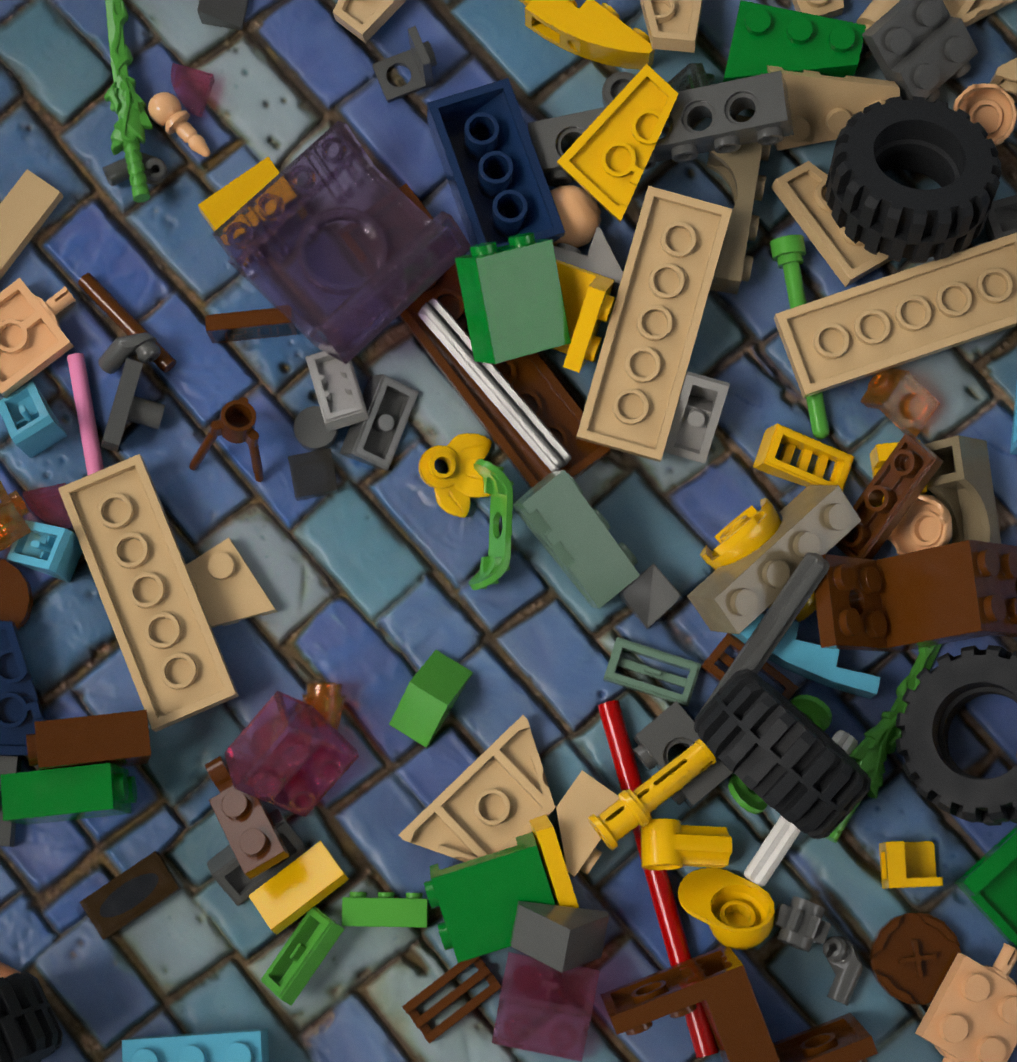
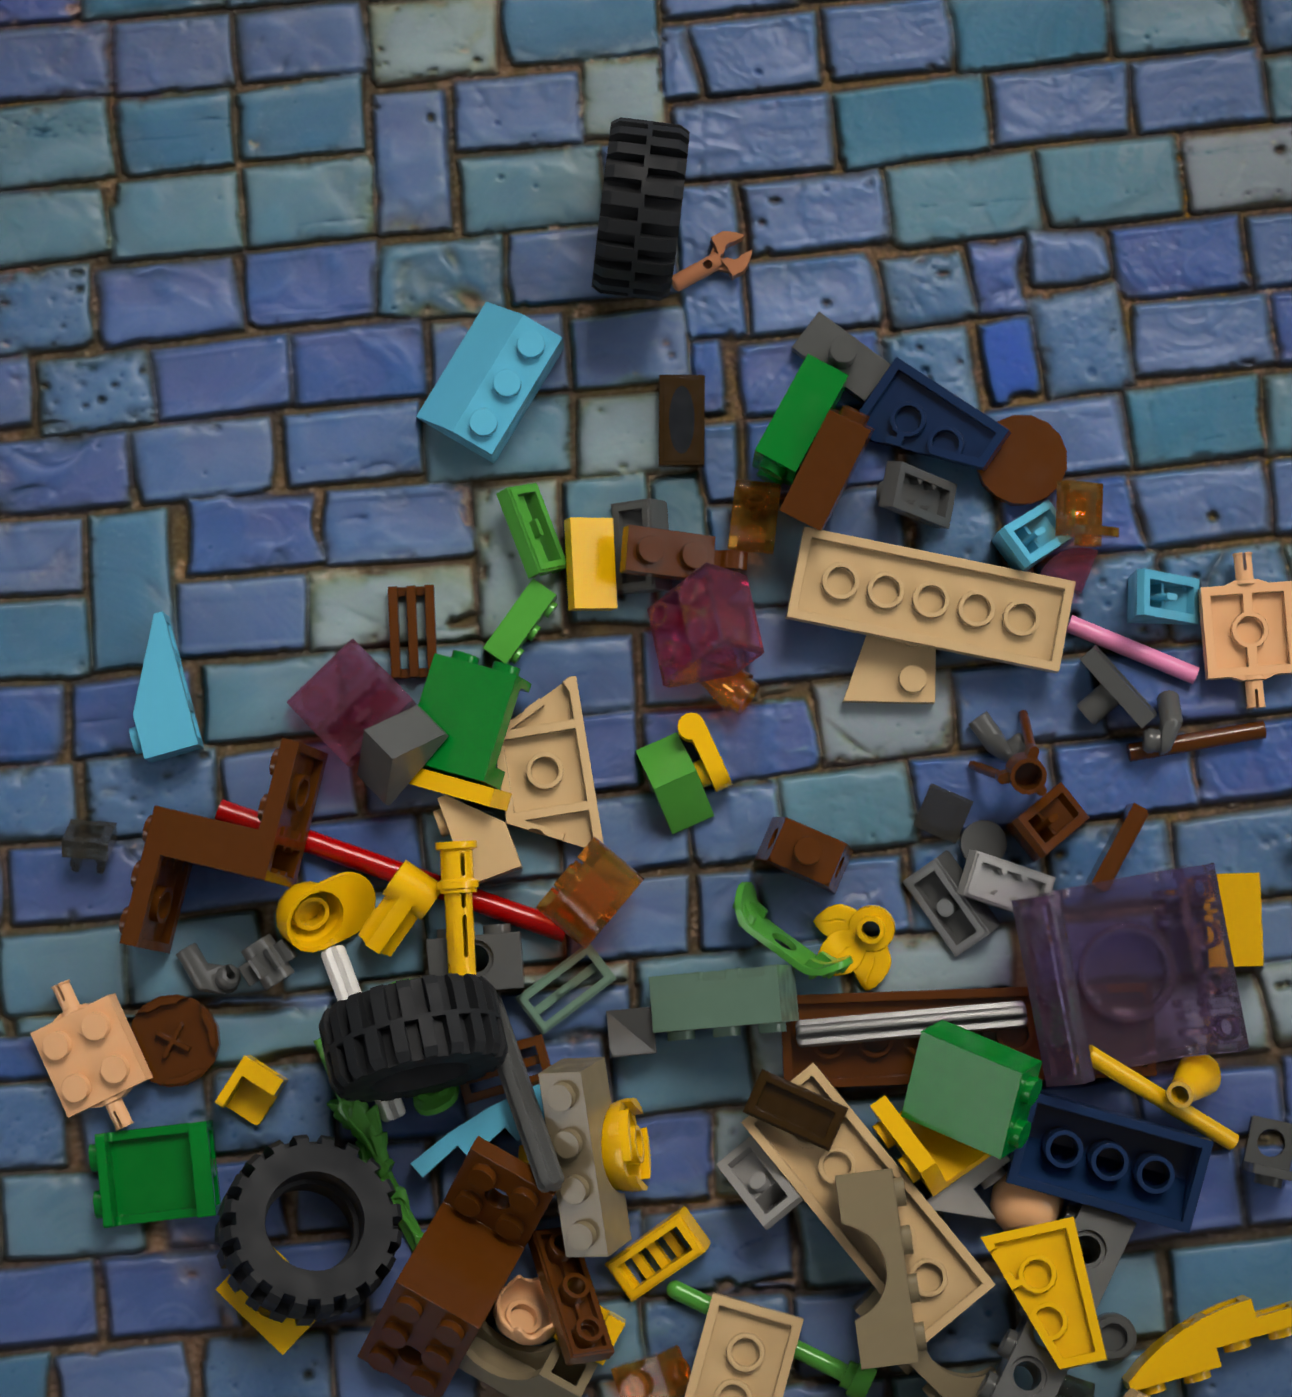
camera: 120 degrees right, 5 degrees up
(68, 662) = (917, 494): none -> dark grey tile
(171, 779) = (754, 516): none -> clear orange bracket
(229, 470) = (994, 739): none -> dark grey arm
(269, 389) = (1047, 822): none -> reddish brown slope
(392, 152) = (1194, 1080): none -> yellow cone
(395, 679) = (710, 766): none -> yellow plate
(417, 558) = (804, 853): none -> reddish brown torso
(420, 162) = (1158, 1097): none -> yellow bar
(565, 699) = (589, 893): none -> clear orange brick
(622, 422) = (795, 1110): none -> dark brown tile
(738, 238) = (888, 1330): none -> dark tan arch

